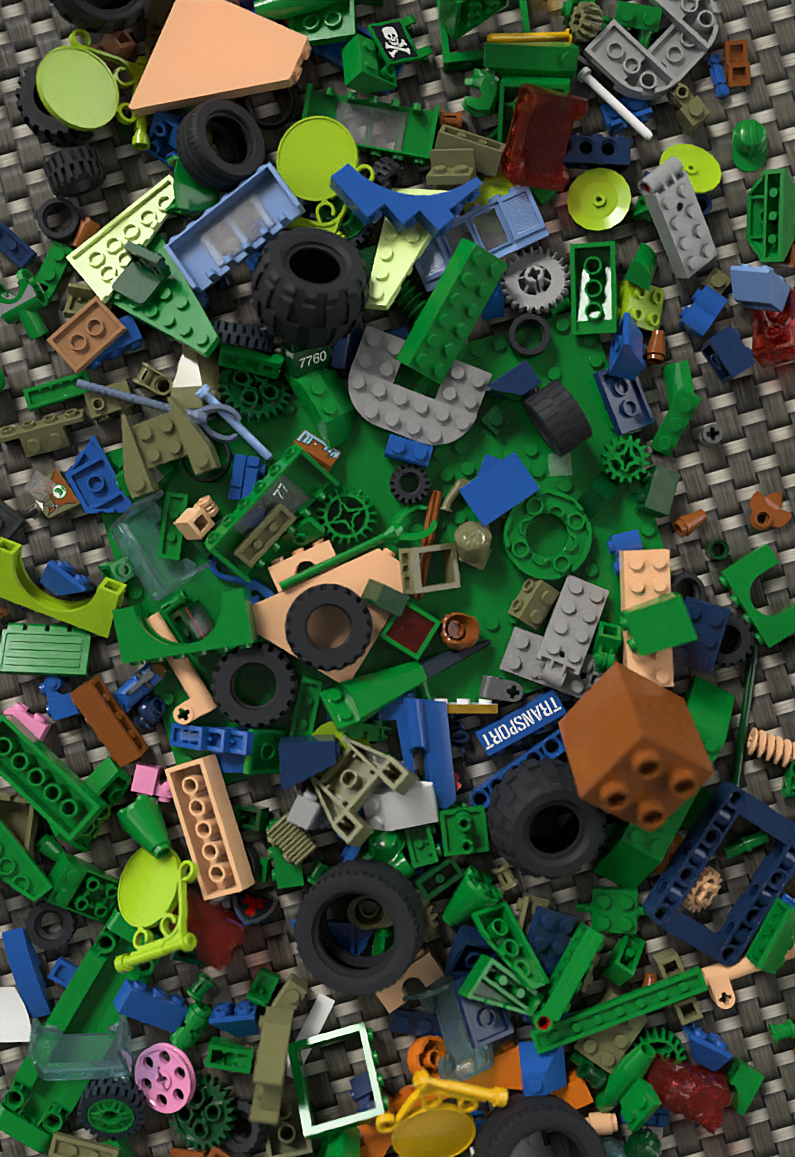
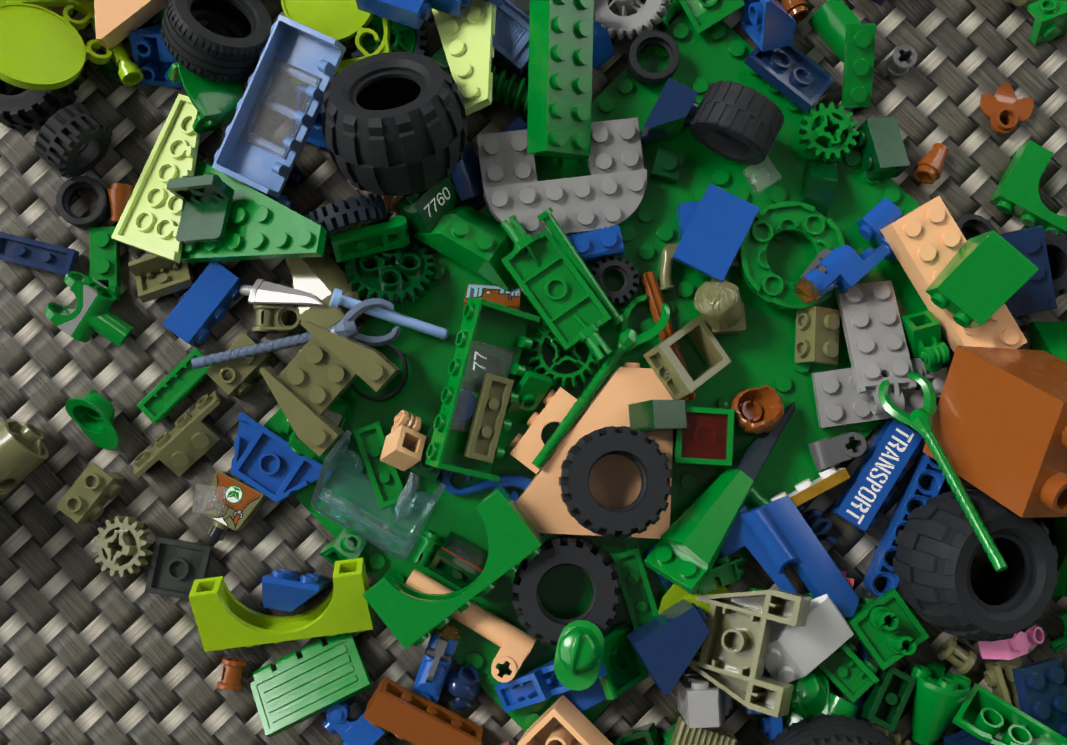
camera: 25 degrees left, 5 degrees down
(86, 334) = (176, 306): medium nougat tile -> none
(157, 359) = (271, 293): none -> bar
(178, 560) = (406, 499): none -> clear light blue bar
(239, 731) = (579, 655): none -> green piece
(245, 475) = (431, 367): blue brick -> none
(362, 468) = (555, 289): none -> green plate
(389, 464) = (580, 265): none -> green bar
(548, 888) = (1013, 647): none -> bright pink brick
(563, 700) = (922, 422): none -> green piece
(569, 560) = (836, 269): none -> blue plate
(724, 549) = (986, 172): dark green beam -> none

